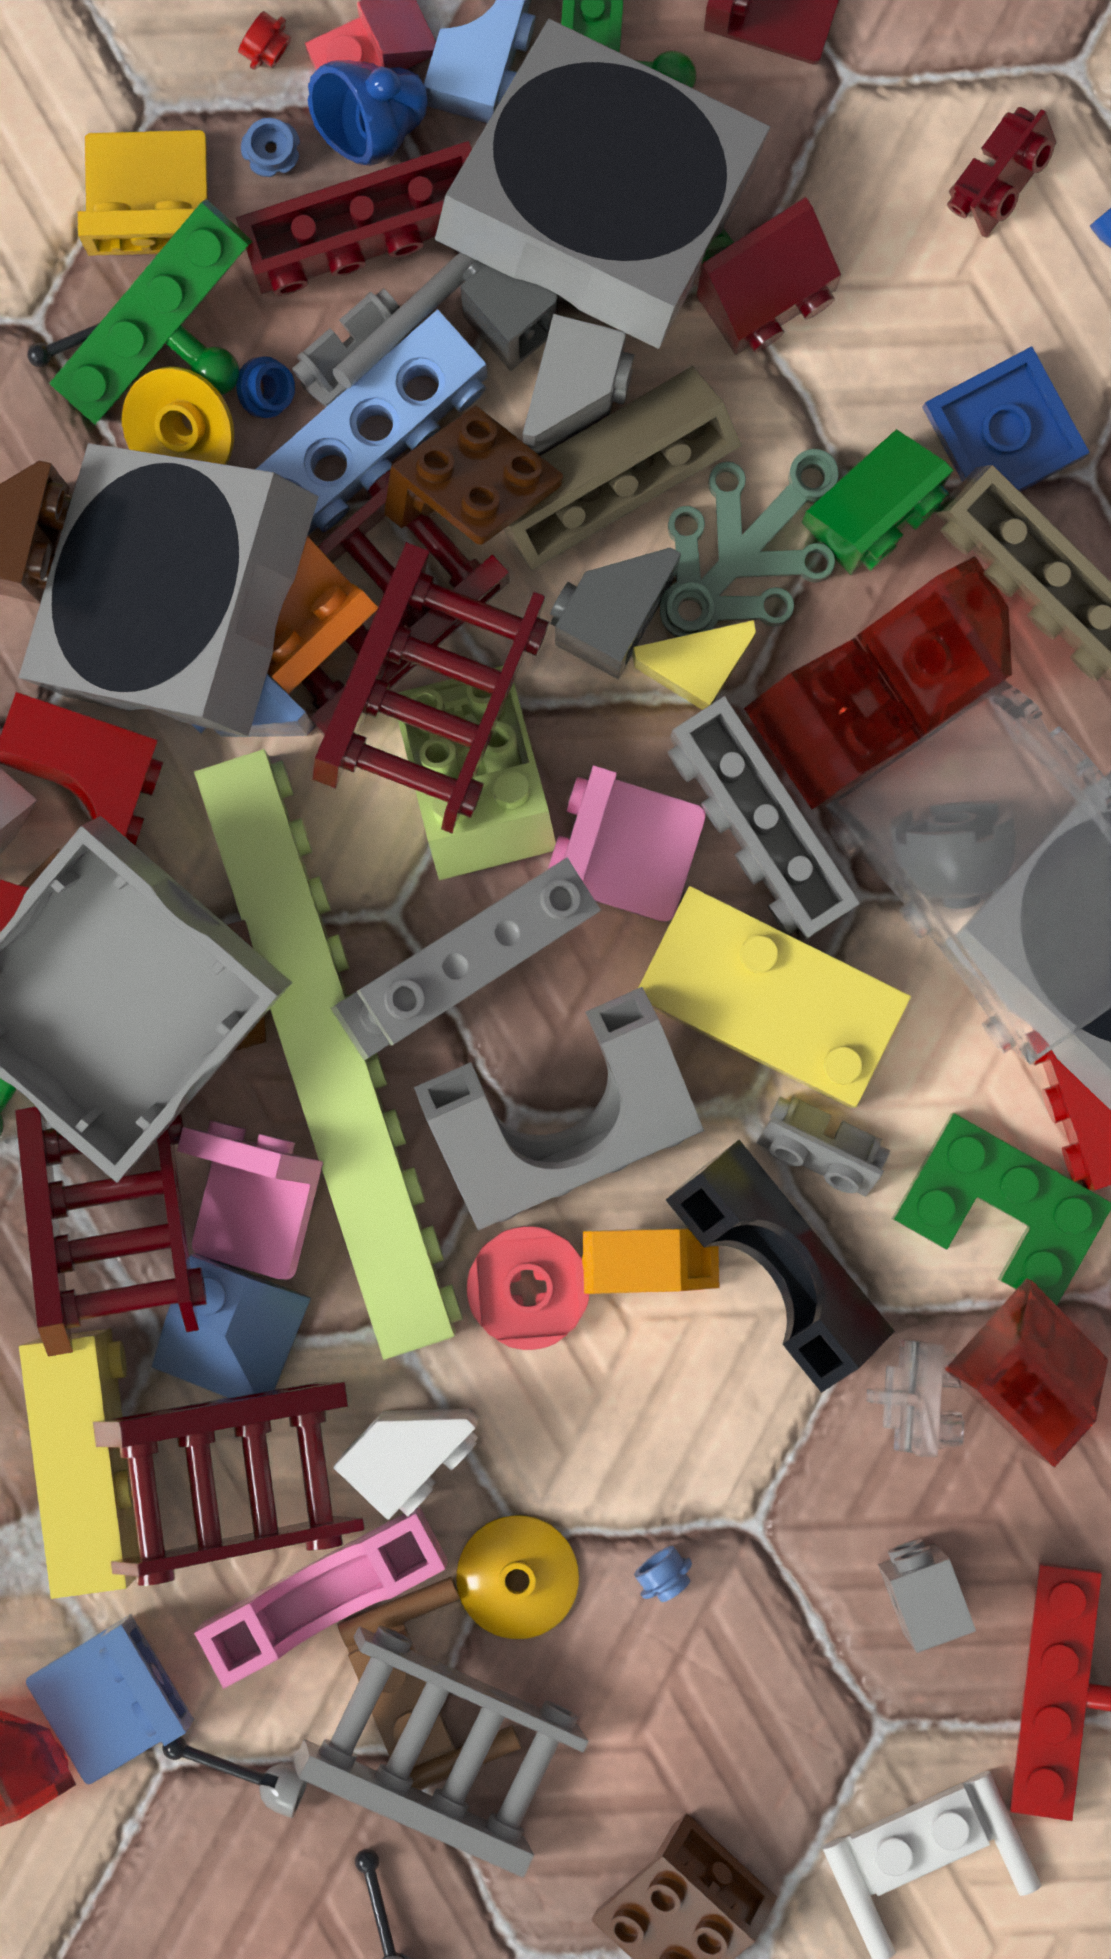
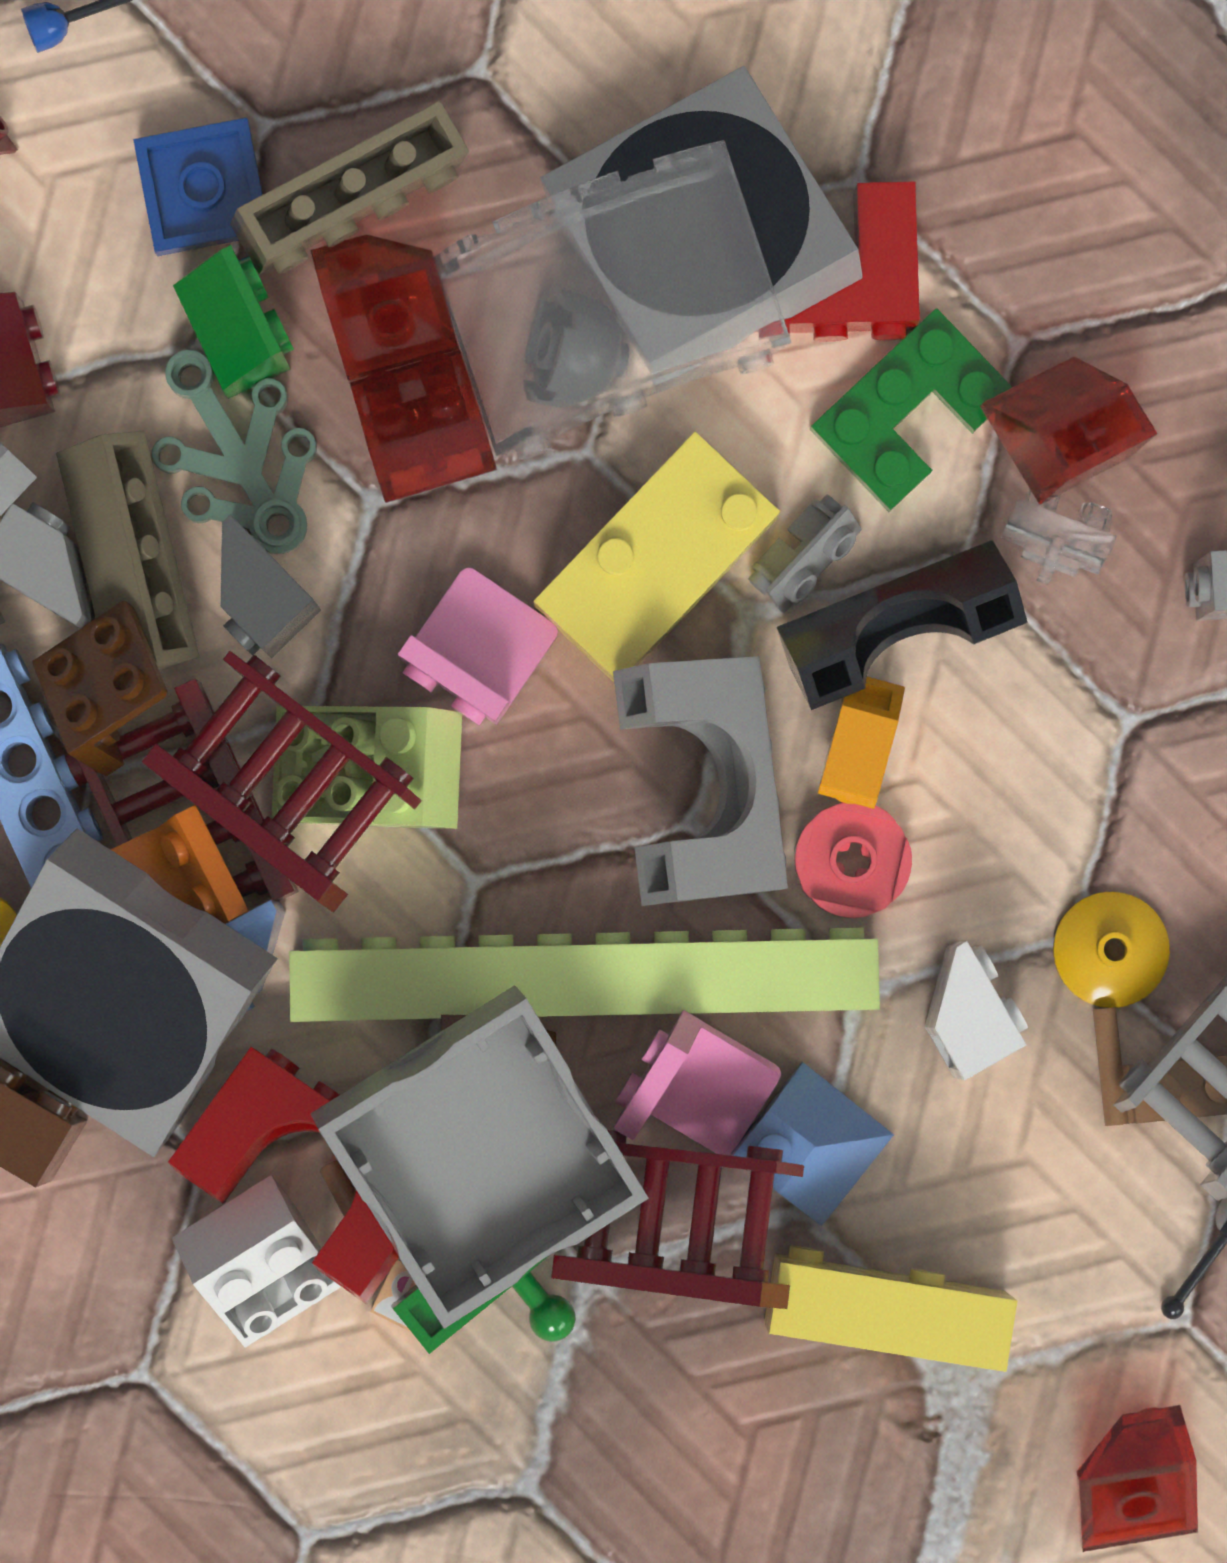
camera: 80 degrees left, 0 degrees up
(109, 1700) = (1112, 1353): medium blue bracket -> none
(195, 1430) = (893, 1197): dark red fence -> none
(319, 1595) = (1073, 1131): bright pink arch -> none
(466, 959) = (540, 823): light grey fence -> none
(664, 1574) = (1148, 815): medium blue plate -> none
(696, 663) = (330, 534): light yellow slope -> none
(762, 818) = (493, 516): light grey brick -> none

